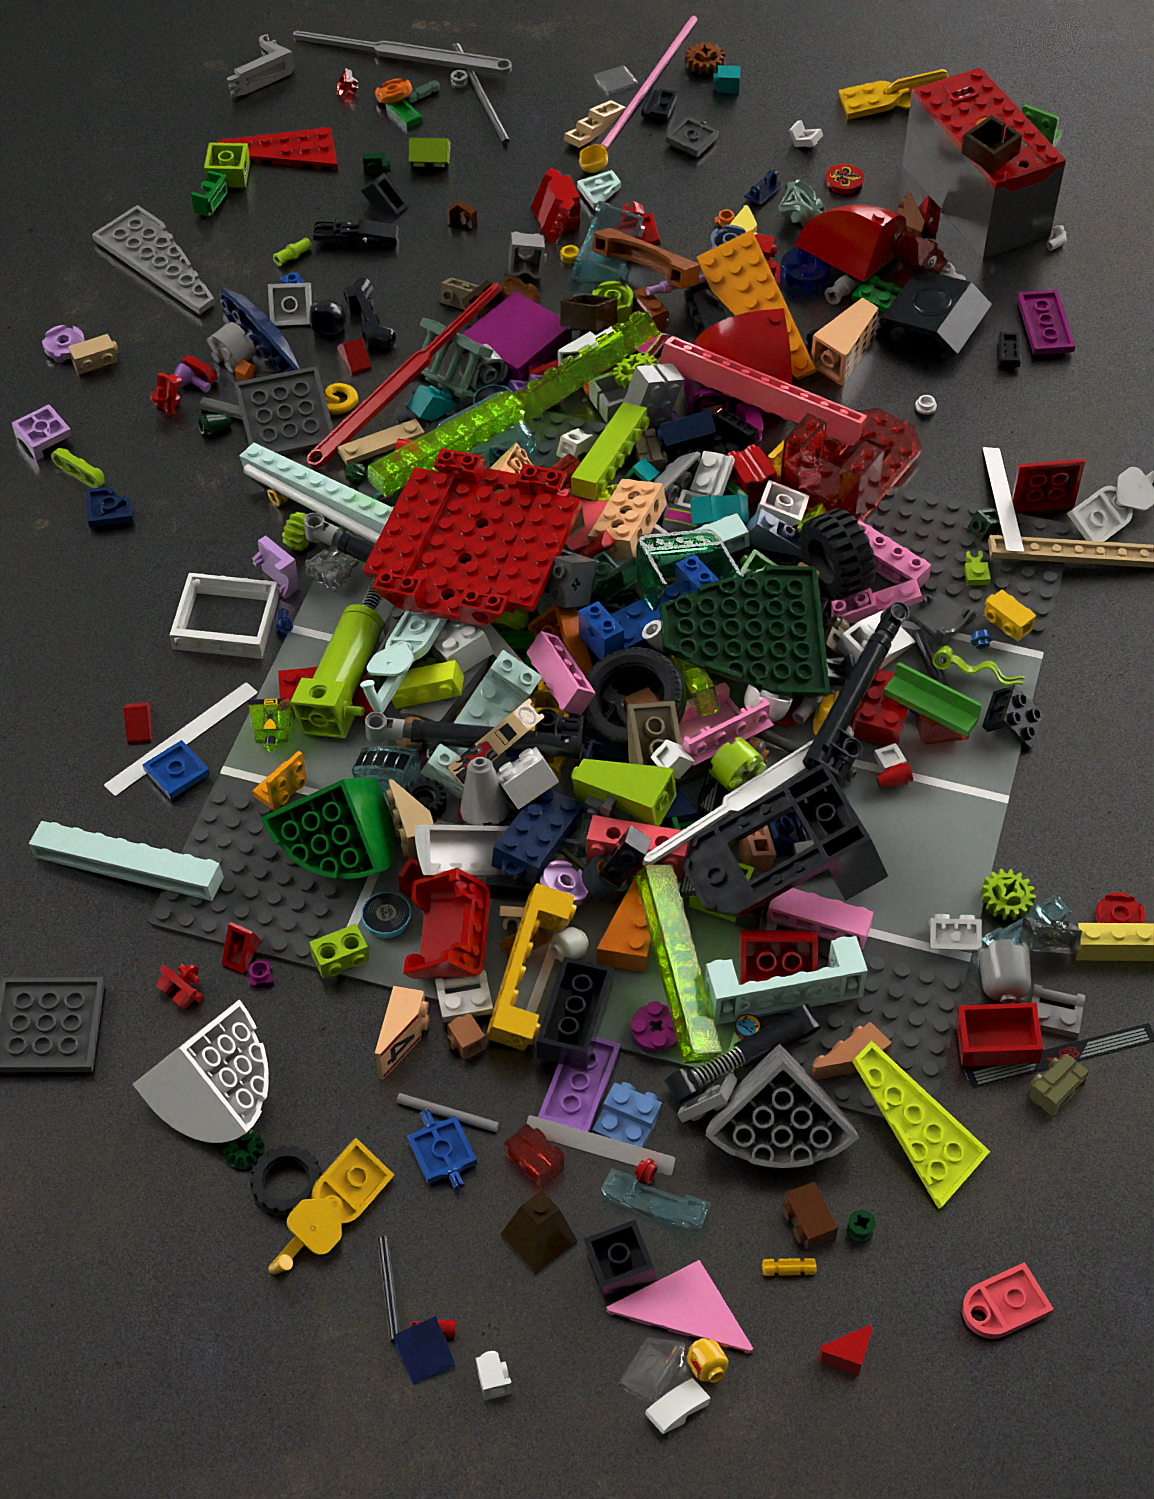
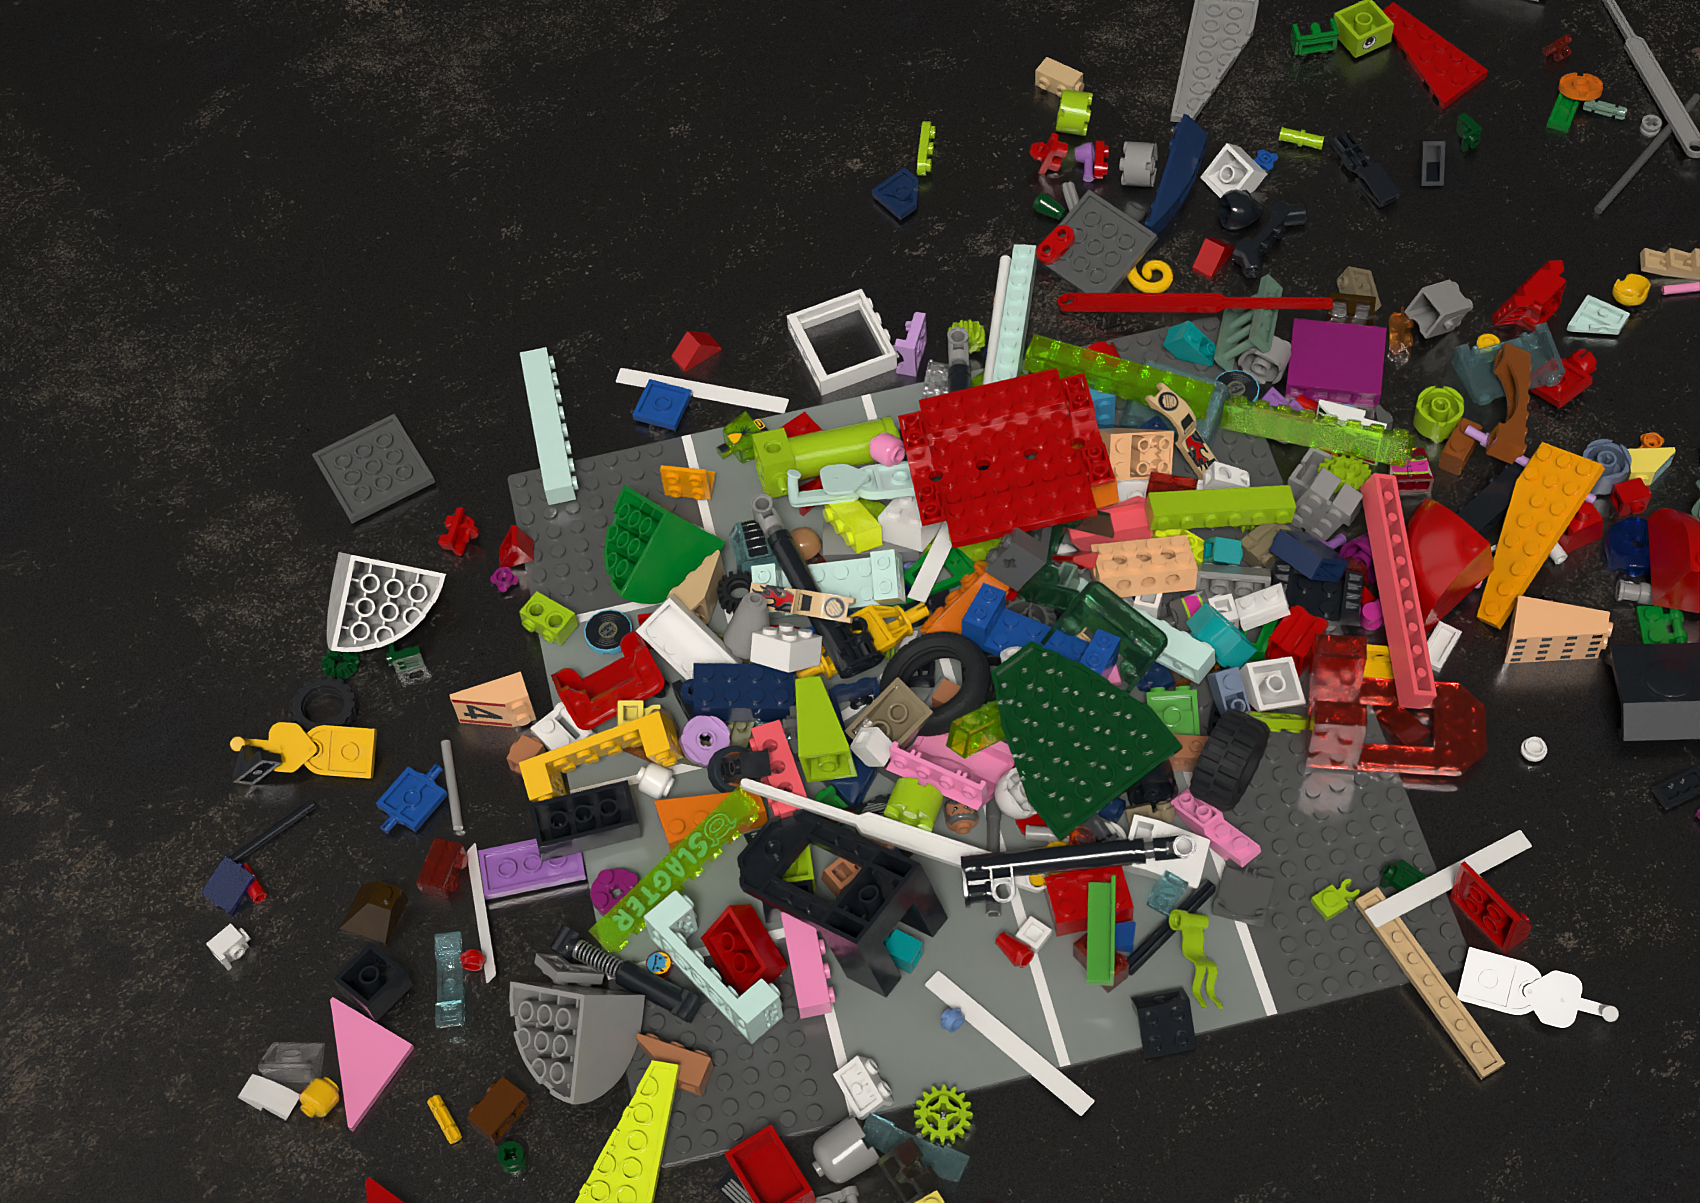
camera: 65 degrees right, 5 degrees up
(41, 430) = (945, 99): lavender piece -> none
(57, 334) = (1059, 42): lavender plate -> none
(139, 359) = (1074, 112): none -> lime brick
(244, 370) = (1127, 191): orange piece -> none
(260, 431) = (1057, 244): none -> red plate
(283, 623) = (863, 387): clear blue arm -> none
(285, 1091) = (406, 659): none -> dark green bracket
(312, 1267) = (254, 764): none -> black slope
(355, 473) = (1070, 336): dark green plate -> none
(379, 442) = (1121, 335): tan plate -> none
(385, 619) = (887, 449): none -> bright pink head
(429, 151) = (1522, 160): lime slope -> none
(462, 212) = (1460, 228): reddish brown bracket -> none
(502, 921) = (632, 710): none -> light yellow brick
(511, 420) = (1183, 418): none -> tan piece
(560, 673) = (922, 611): bright pink brick -> none
(588, 312) = (1401, 403): dark brown piece -> none
(628, 1115) = (519, 919): medium blue plate -> none
(837, 678) = (1081, 835): none -> clear red tile
(895, 561) = (1284, 810): bright pink brick -> none
(910, 654) = (1166, 893): none -> clear light blue bracket
(930, 846) = (952, 1019): none -> medium blue plate
(968, 823) = (1010, 1043): none -> white sticker
(981, 639) = (1241, 945): blue plate -> none
(1009, 615) = (1287, 948): yellow brick -> none

